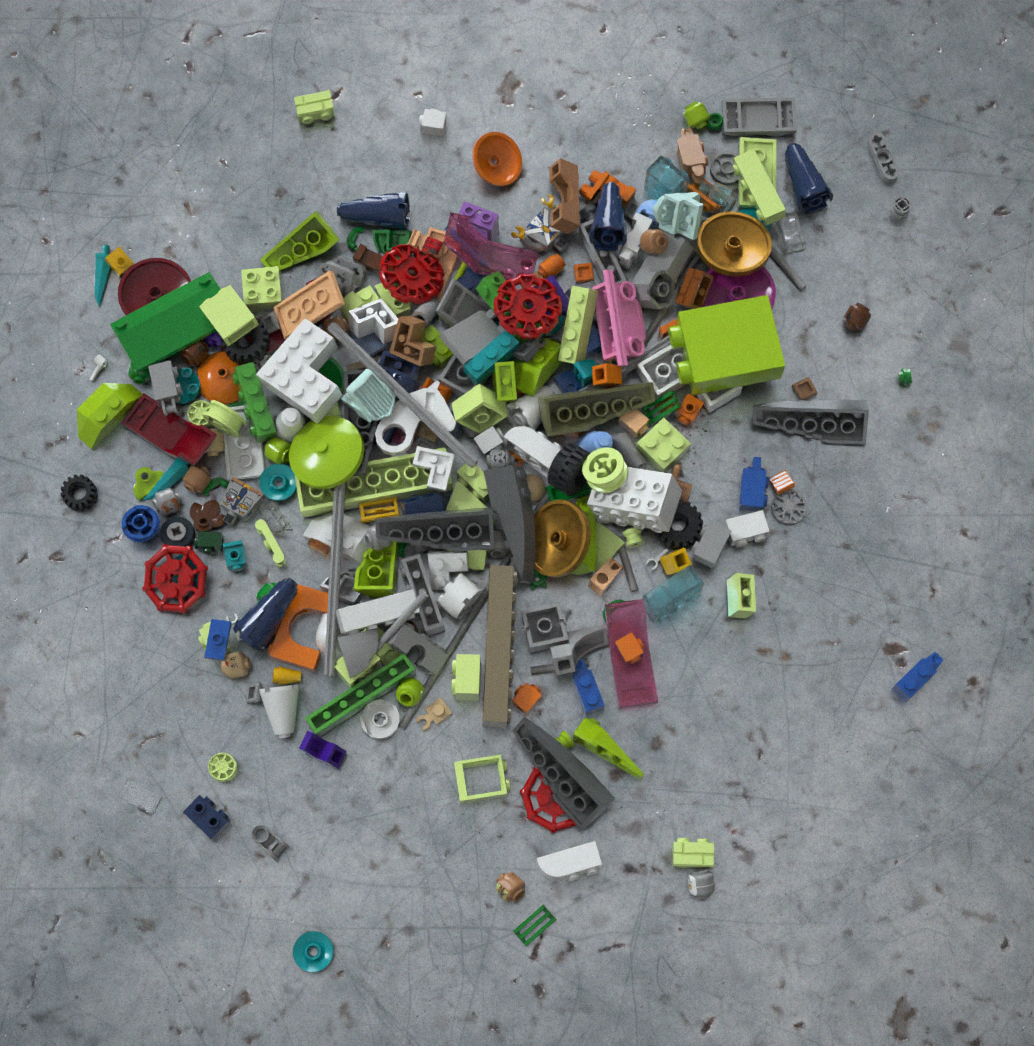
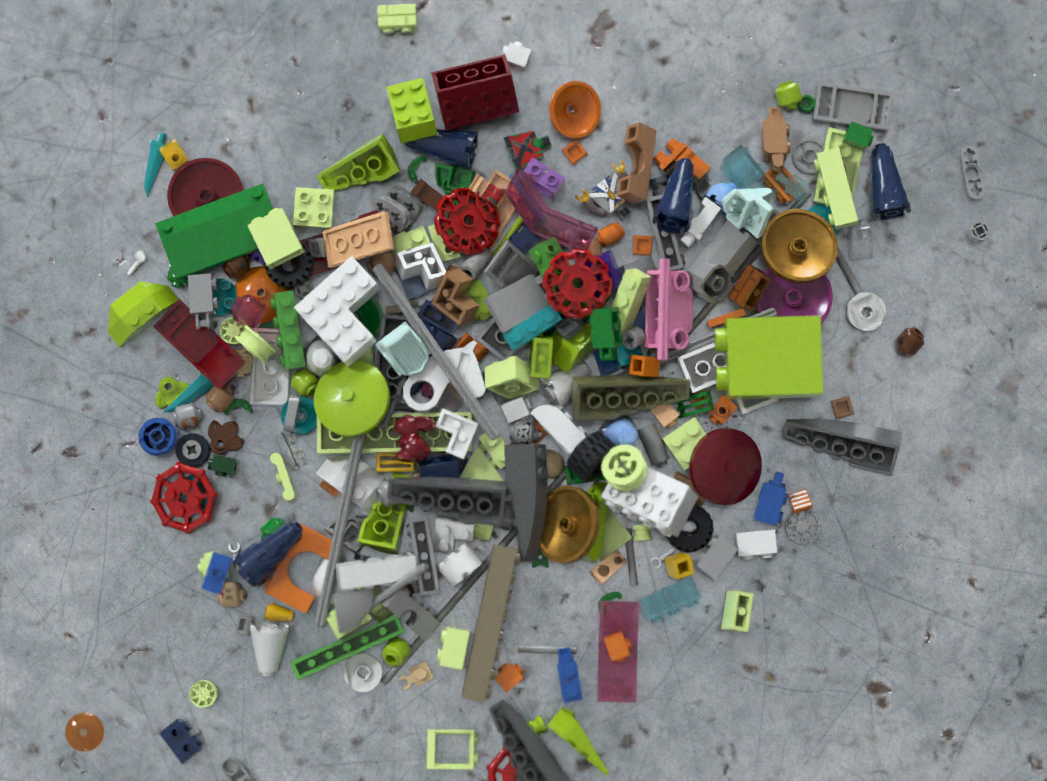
camera: 10 degrees right, 10 degrees up
(70, 485) = (112, 391): black tyre -> none
(116, 831) = (94, 730): none -> clear orange dish
(211, 388) = (248, 310): none -> clear pink piece
(238, 563) = (251, 477): teal brick -> none
(240, 501) = (259, 428): torso -> none
(270, 480) = (292, 413): none -> light grey beam
(322, 750) = (302, 695): dark purple brick -> none
(341, 183) = (411, 110): none -> lime brick
(392, 486) = (412, 445): none -> dark red animal
(399, 156) = (475, 92): none -> dark red brick
(452, 199) = (524, 147): none -> torso
(503, 200) = (574, 152): none -> orange tile
(544, 627) = (538, 610): light grey brick -> none
(563, 346) = (606, 331): none -> green brick
(580, 643) = (570, 631): light grey arch -> none
(595, 352) = (634, 333): none -> light grey wheel
(652, 241) = (717, 233): medium nougat head -> none
(703, 459) = (725, 466): none -> dark red dish
(769, 138) = (858, 136): none -> green brick
(805, 306) = (875, 316): none -> white plate
(905, 376) = (946, 412): green plate -> none
(918, 676) = (895, 721): blue hinge -> none

